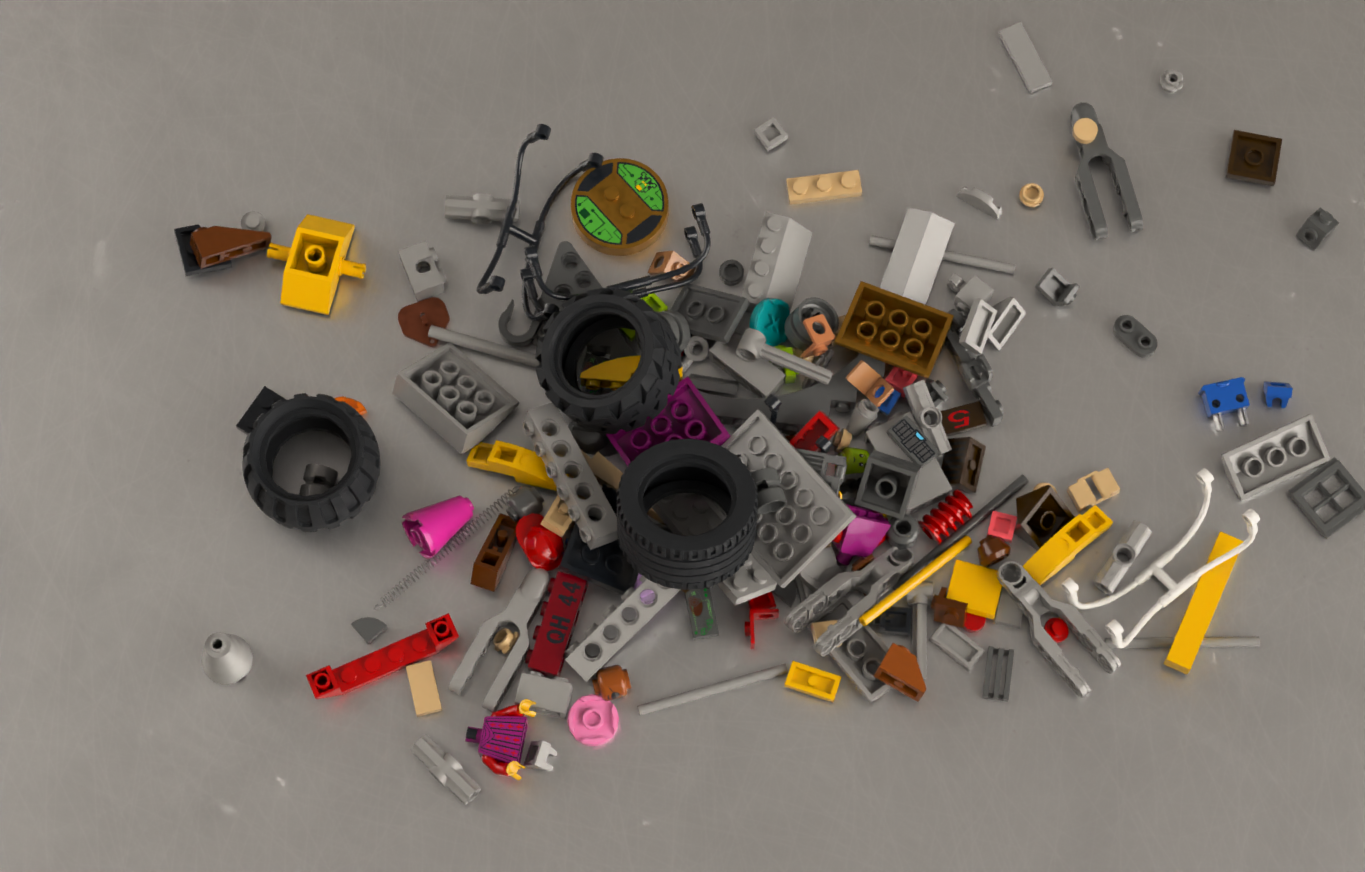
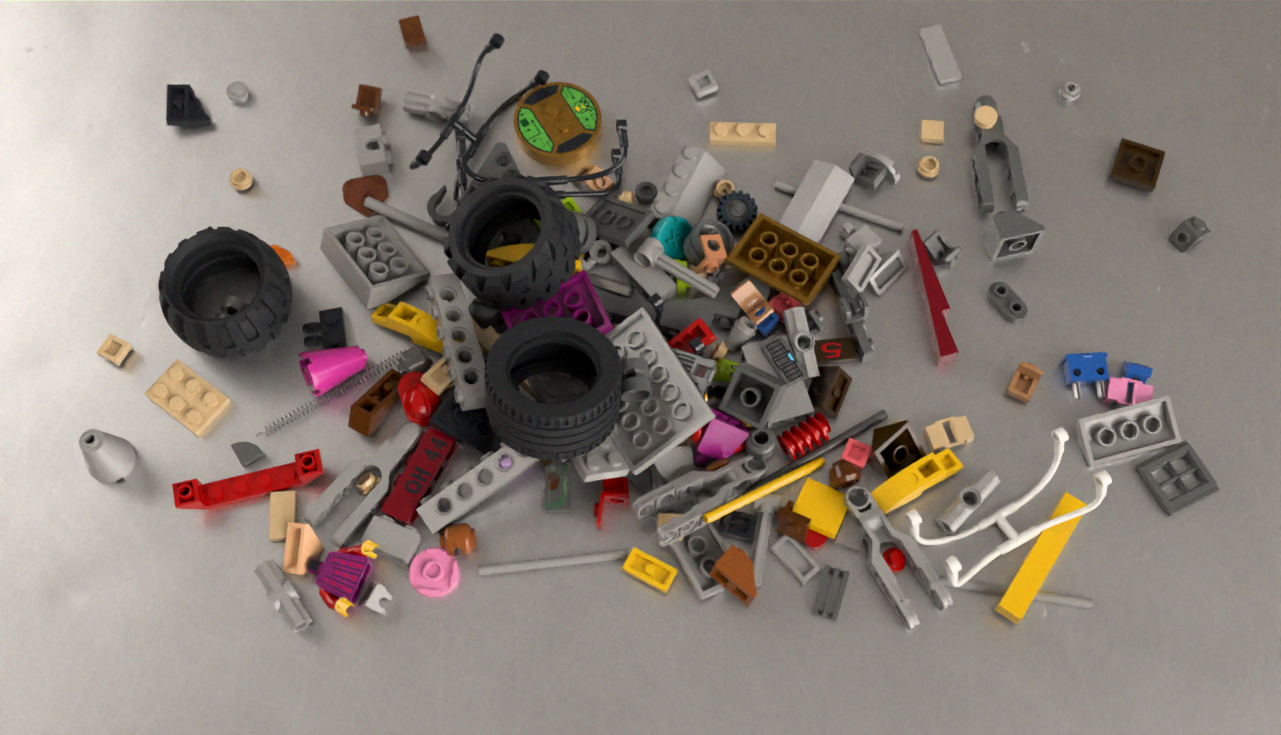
camera: 10 degrees right, 5 degrees down
(198, 541) = (114, 349): none -> tan plate
(222, 244) = (206, 102): reddish brown slope -> none
(284, 327) = (240, 179): none -> tan plate
(290, 580) = (187, 397): none -> tan plate
(310, 282) = (280, 130): yellow slope -> none
(403, 212) = (367, 100): none -> reddish brown bracket
(426, 480) = (331, 327): none -> black hinge
(434, 121) = (412, 31): none -> reddish brown bracket
(451, 718) = (300, 548): none -> light nougat slope
(713, 282) = (628, 196): none -> tan plate
(816, 251) = (723, 185): none -> tan plate
(834, 281) = (737, 211): none -> black wheel
(965, 212) = (865, 172): none -> dark grey bracket
(1029, 152) = (932, 131): none -> tan tile
(1058, 349) = (933, 301): none -> dark red slope
(1129, 262) = (1011, 235): none -> dark grey slope
(1163, 422) = (1024, 381): none -> medium nougat bracket
(1260, 415) = (1117, 389): none -> bright pink piece

